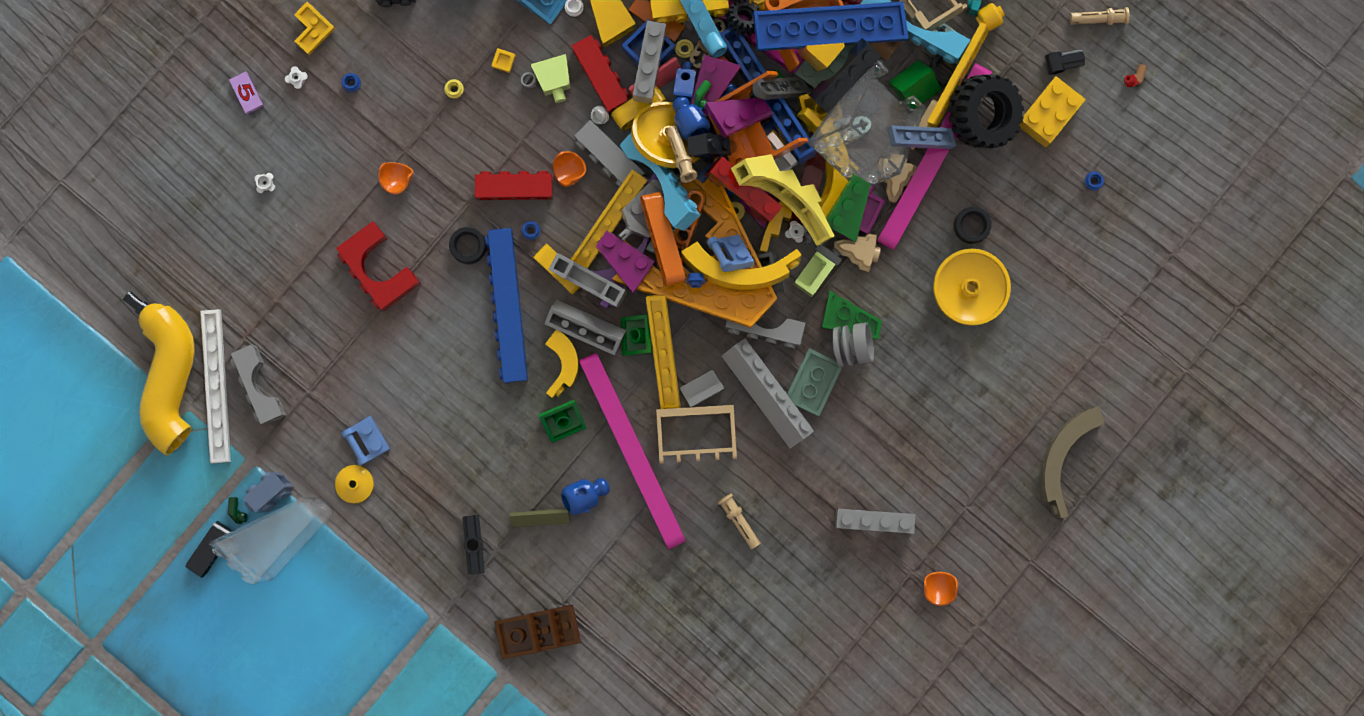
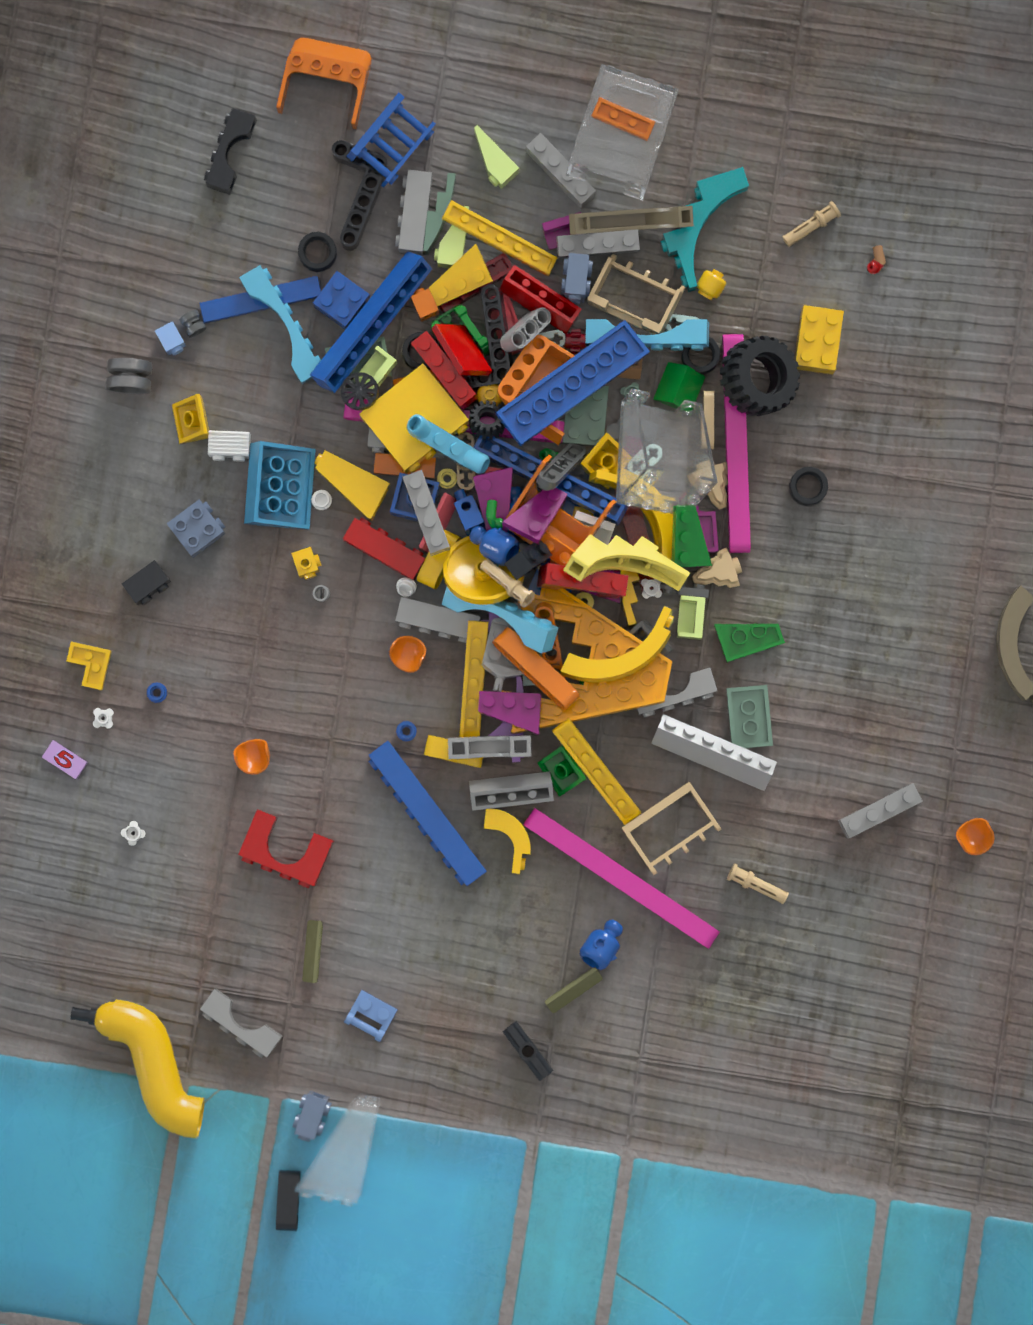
camera: 30 degrees left, 0 degrees up
(215, 386) = (201, 1048): white tile -> none
(234, 513) = (289, 1153): dark green arm -> none
(350, 362) = (312, 951): none -> olive slope
(363, 487) = (385, 1050): yellow dish -> none
(453, 245) = (341, 779): black tyre -> none
(454, 83) = (249, 641): light yellow plate -> none
(503, 60) = (286, 588): yellow plate -> none
(514, 186) = (366, 700): red brick -> none
(531, 49) = (306, 563): none -> yellow brick
(537, 631) = (633, 1095): reddish brown slope -> none
(553, 76) = (342, 577): yellowish green torso -> none
(562, 421) = (542, 889): green slope -> none
(695, 280) = (588, 689): blue plate -> none
(701, 388) = (650, 783): light grey panel -> none
(735, 250) = (610, 641): medium blue plate -> none
(820, 55) = (581, 414): yellow slope -> none
(848, 344) = (762, 664): light grey wheel -> none
(859, 61) = (618, 399): black arch -> none
(921, 137) = (716, 436): sand blue plate -> none
(958, 75) = (715, 358): yellow tile -> none
(971, 287) = (841, 544): yellow dish -> none
(1059, 62) = (799, 287): black piece -> none
(1099, 178) = (895, 373): blue plate -> none

